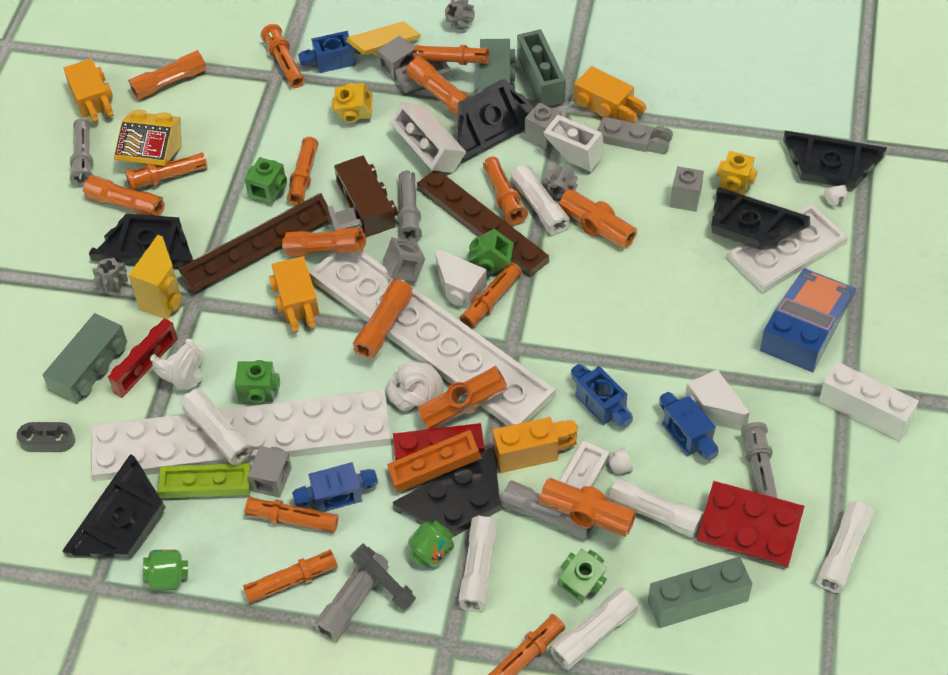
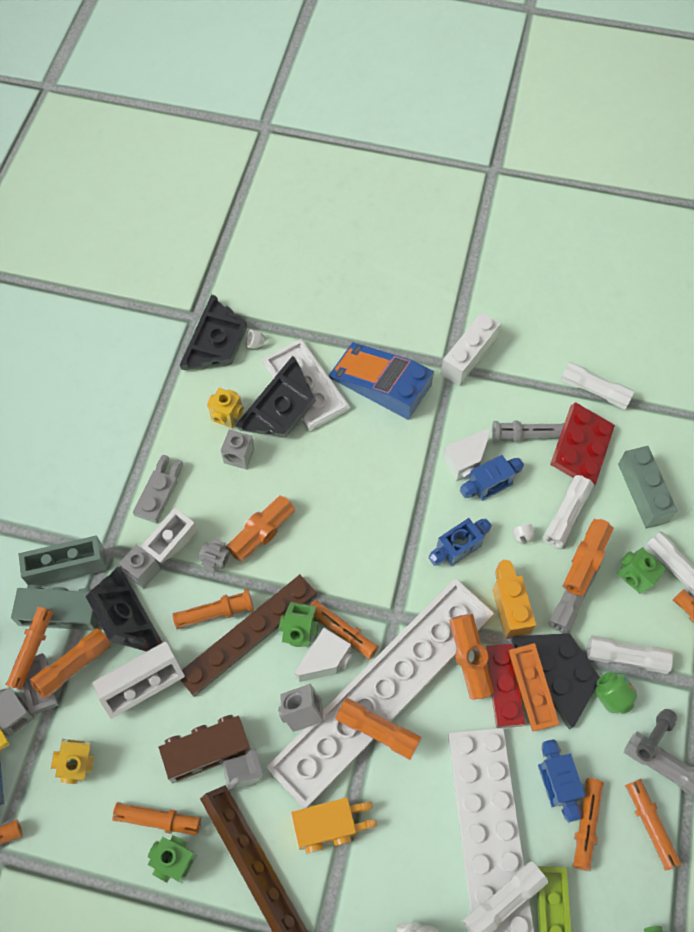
camera: 90 degrees left, 10 degrees up
(256, 381) = (436, 870): bright green brick -> none
(270, 471) = (543, 845): light grey brick -> none
(342, 240) = (267, 809): orange axle -> none
(408, 215) = (234, 704): light grey pin -> none
(414, 385) = (447, 704): white hair -> none
(549, 212) = (214, 584): white axle -> none
(585, 466) = (536, 563): white plate -> none
(607, 96) = (109, 505): light orange hinge -> none

